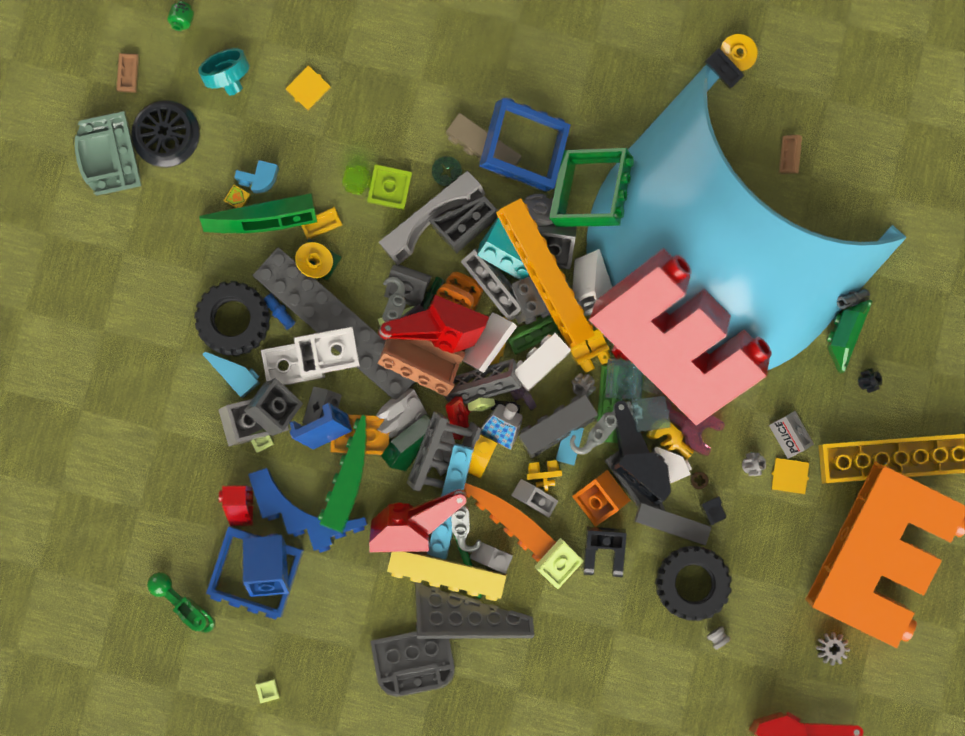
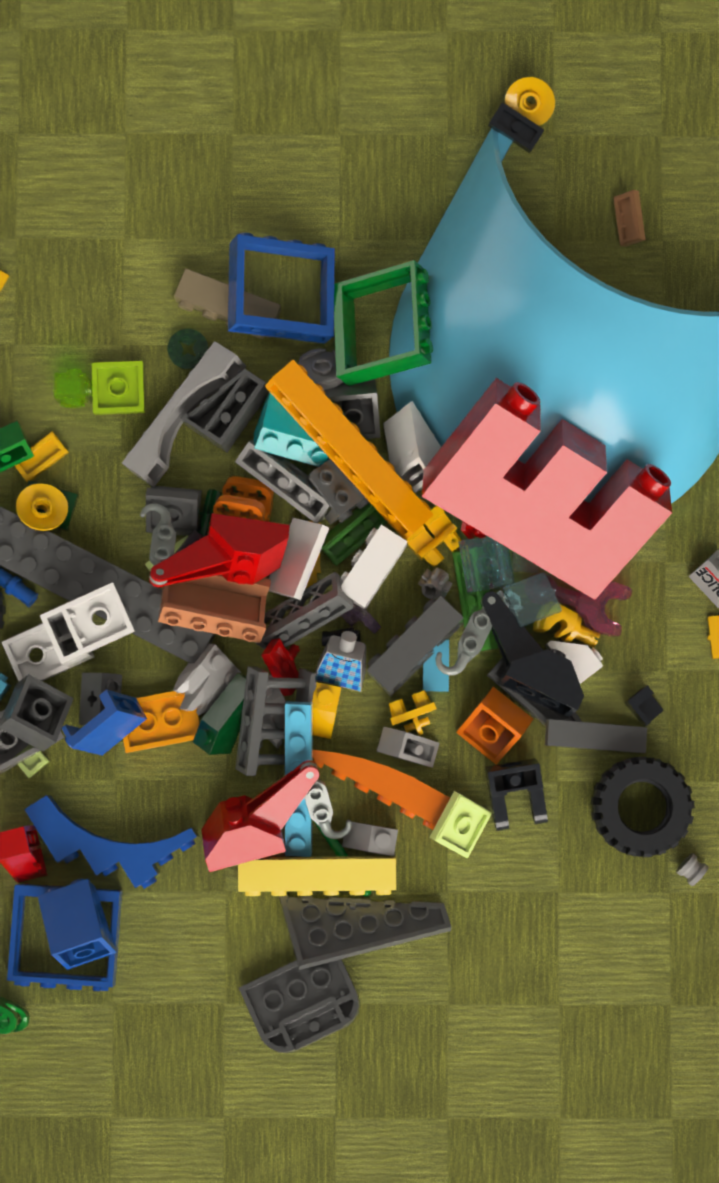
camera: 15 degrees left, 0 degrees up
(267, 691) = (120, 1087): yellowish green tile -> none
(347, 481) = (156, 786): green slope -> none
(481, 404) = (307, 642): yellowish green tile -> none
(695, 484) = (620, 664): dark brown bush -> none
(754, 464) = (682, 632): light grey gear -> none

